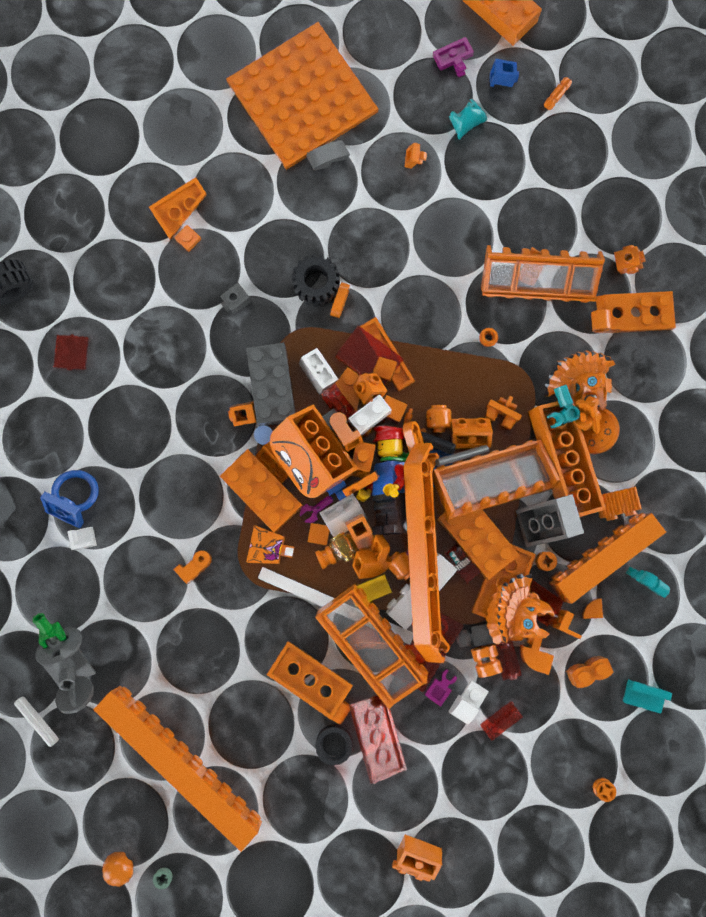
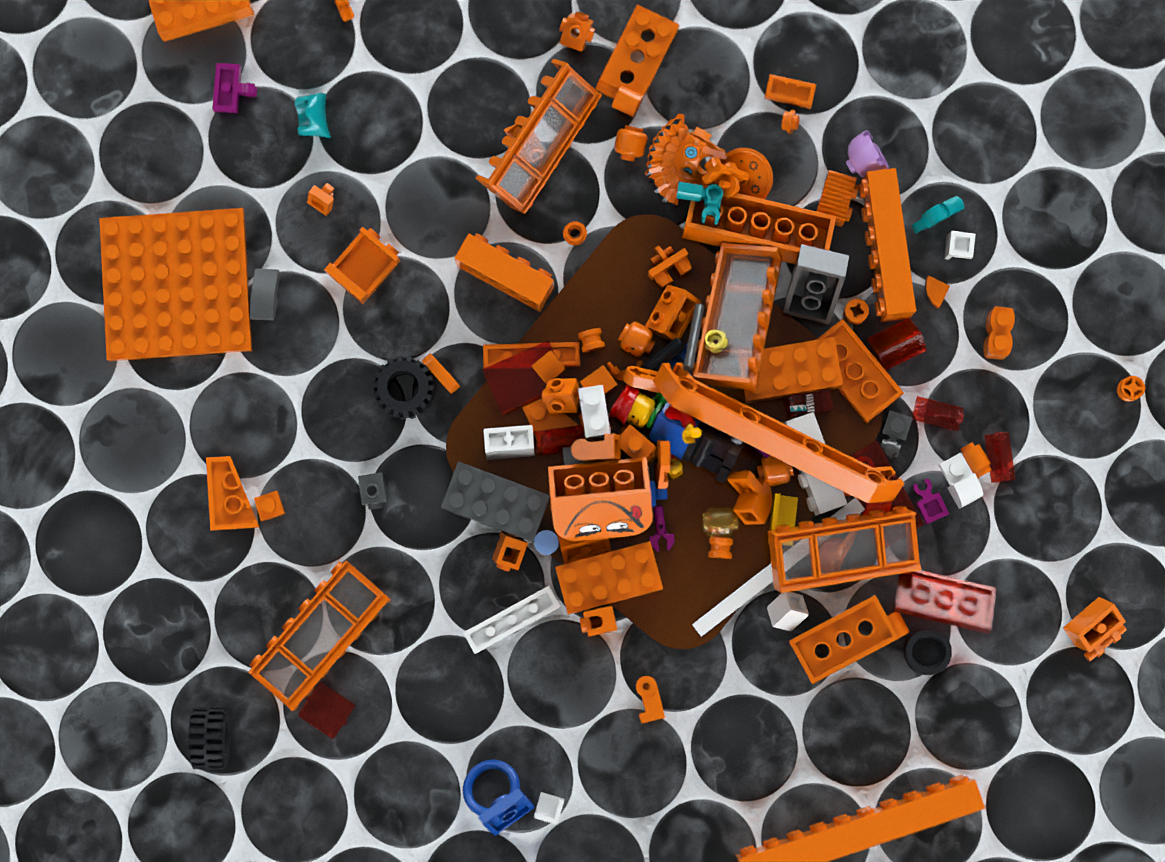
camera: 60 degrees left, 0 degrees up
(117, 317) = (318, 634): none -> window
(198, 441) = (511, 619): none -> white plate
(227, 501) = (603, 617): none -> orange brick
(267, 547) = (674, 605): orange torso -> none
(308, 629) = (787, 611): none -> white panel
(318, 534) = (690, 542): orange tile -> none
(341, 512) = (685, 503): white panel -> none
(360, 532) = (715, 494): orange brick -> none
(384, 209) = (363, 265): none -> orange panel
(420, 388) = (591, 340): none -> orange wheel
(434, 300) = (505, 272): none -> orange brick
(468, 467) = (714, 335): none -> light yellow plate
(487, 667) = (935, 438): orange wheel -> none
(490, 705) = (976, 459): none -> orange brick
(504, 73) = (283, 45): blue brick -> none
(515, 610) = (891, 376): orange piece -> none
(534, 658) = (949, 384): orange brick -> none
(562, 623) = (931, 332): orange panel -> none
(573, 339) = (630, 143): none -> orange head
(636, 608) = (959, 245): none -> white panel
(645, 696) = (1057, 288): teal panel -> none
(653, 441) = (790, 121): none -> orange plate
(661, 505) = (865, 155): none -> lavender cylinder
(674, 429) = (790, 91): none -> orange plate

